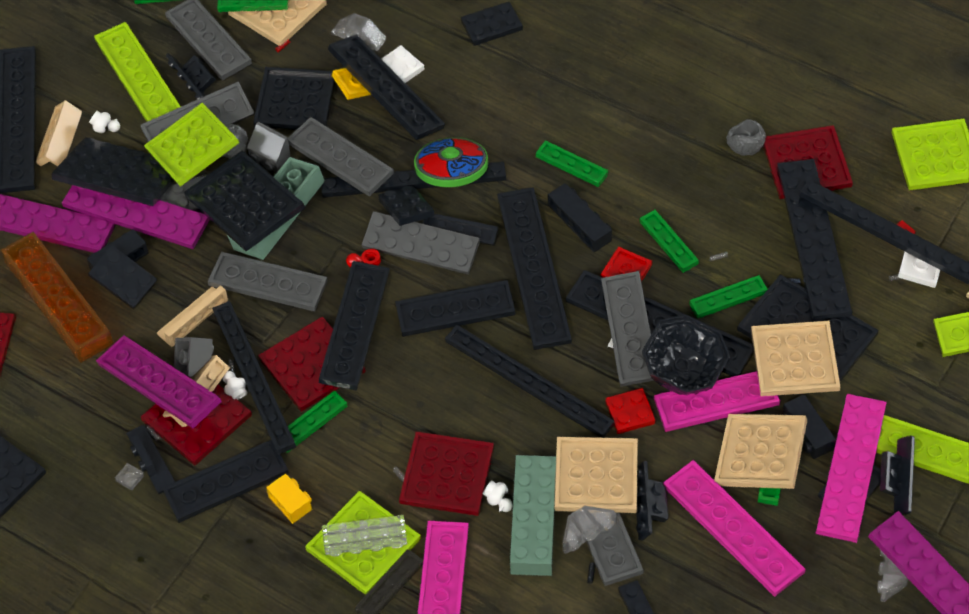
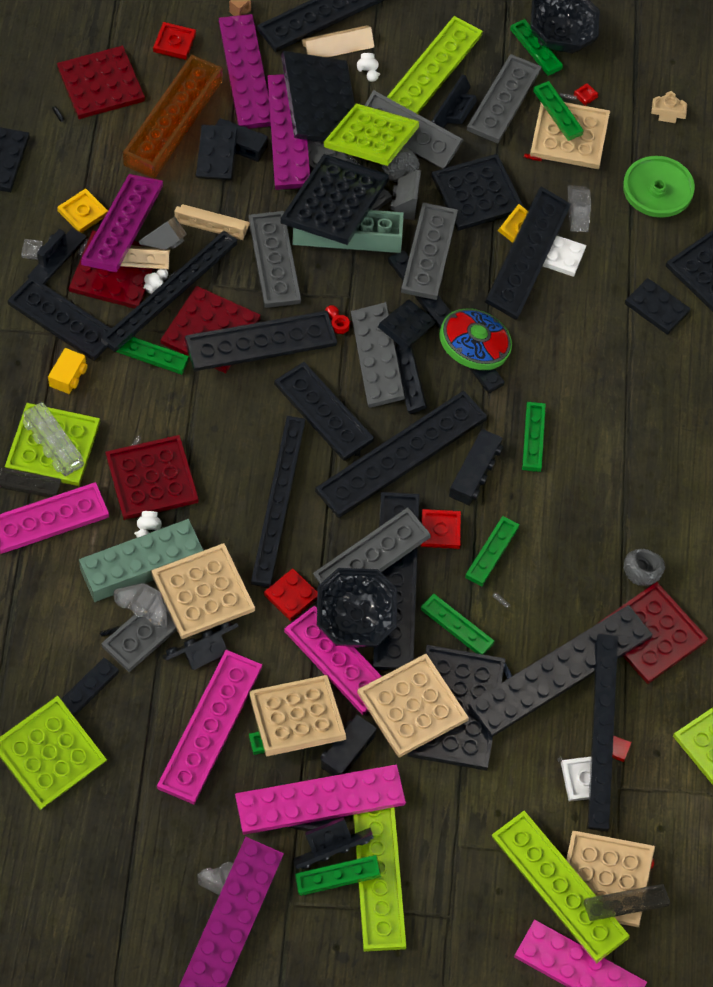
camera: 55 degrees right, 5 degrees up
(112, 416) = (82, 210): none -> yellow plate
(931, 483) = (338, 875): none -> green plate

